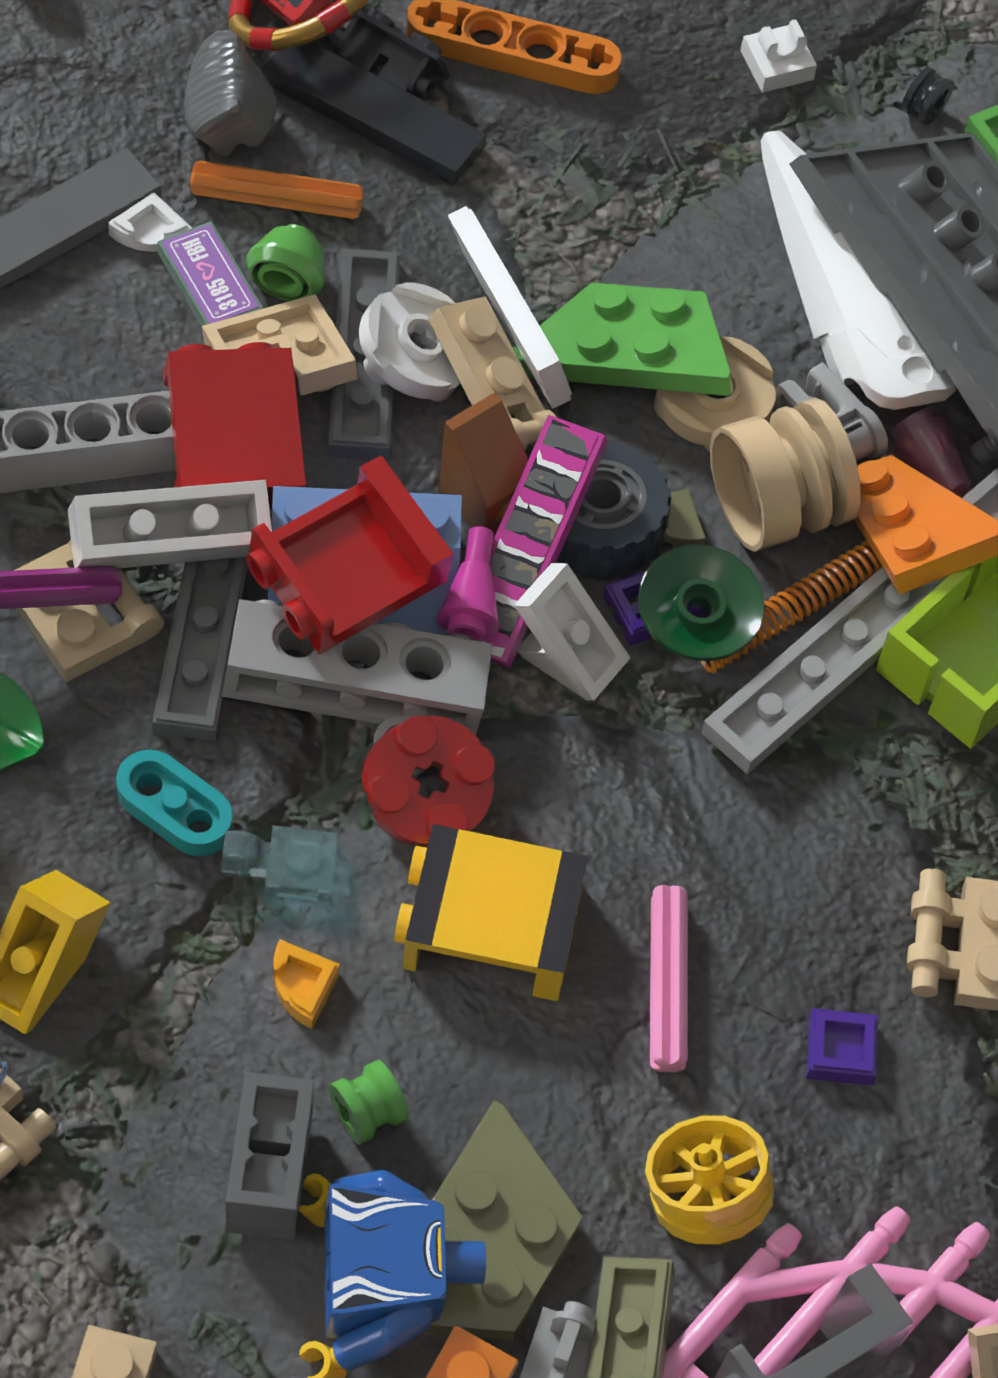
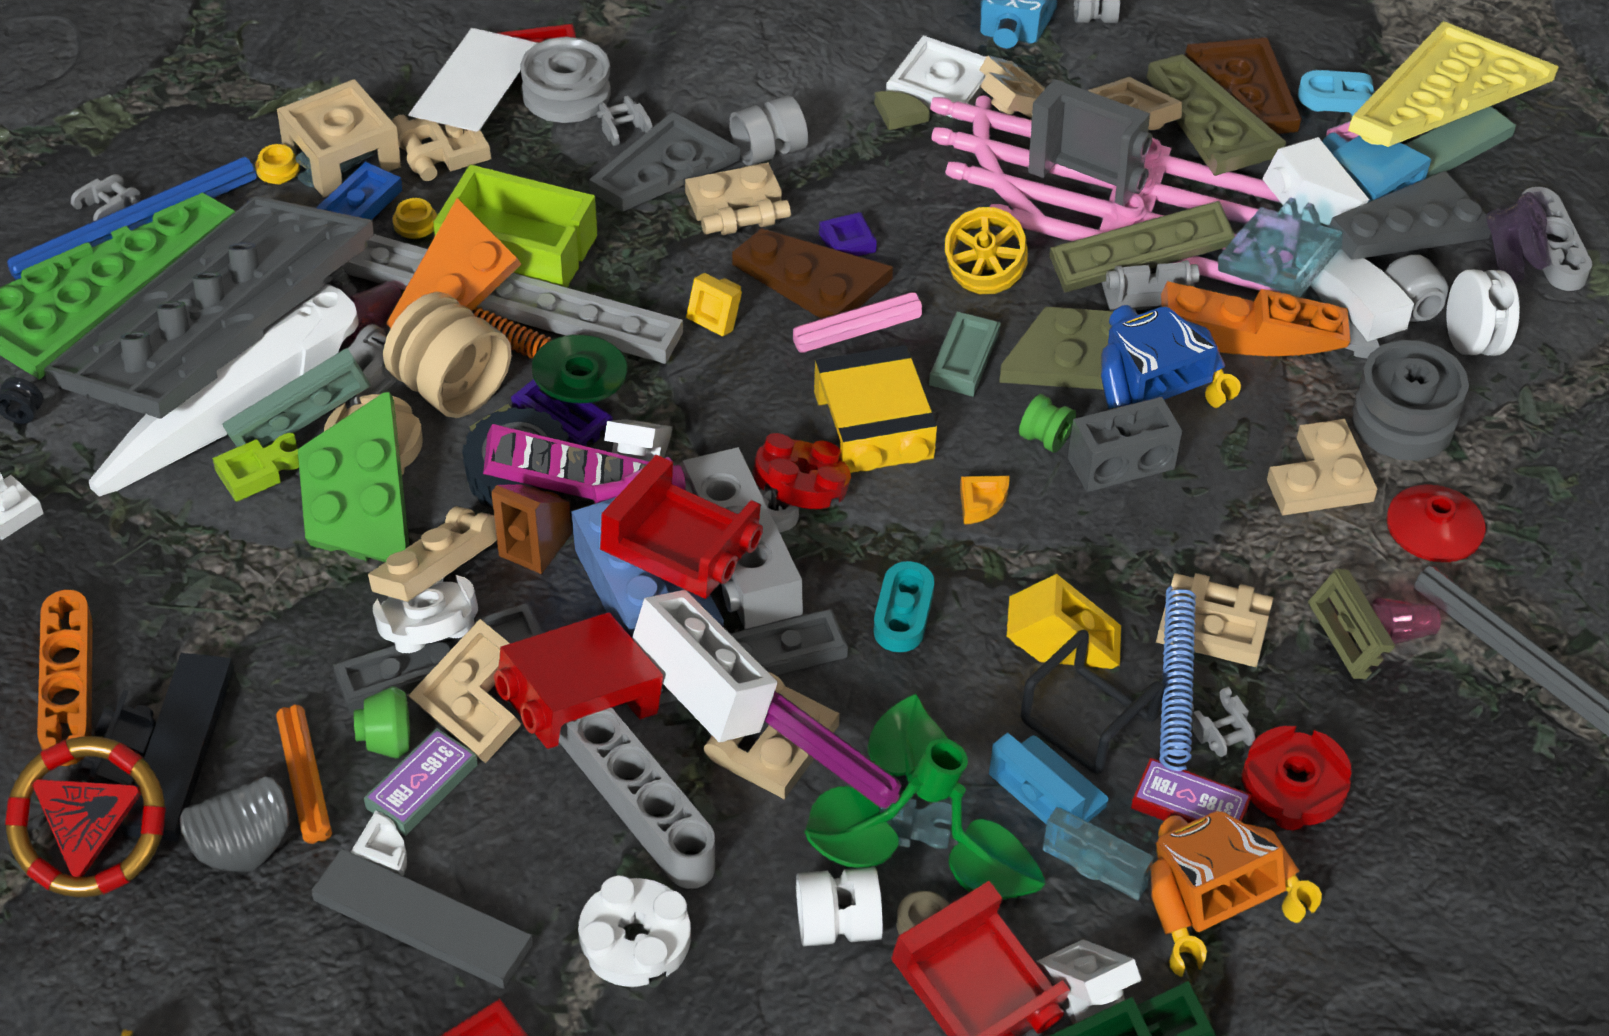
camera: 110 degrees left, 10 degrees down
(294, 863) = (902, 531): clear light blue plate -> none
(511, 307) = (353, 569): white tile -> none
(554, 1084) = (964, 354): none -> sand green tile
(722, 266) = (256, 468): none -> lime plate
(769, 819) = (714, 303): none -> yellow tile
(778, 315) = (299, 401): none -> sand green tile
(781, 968) = (811, 274): none -> reddish brown wing

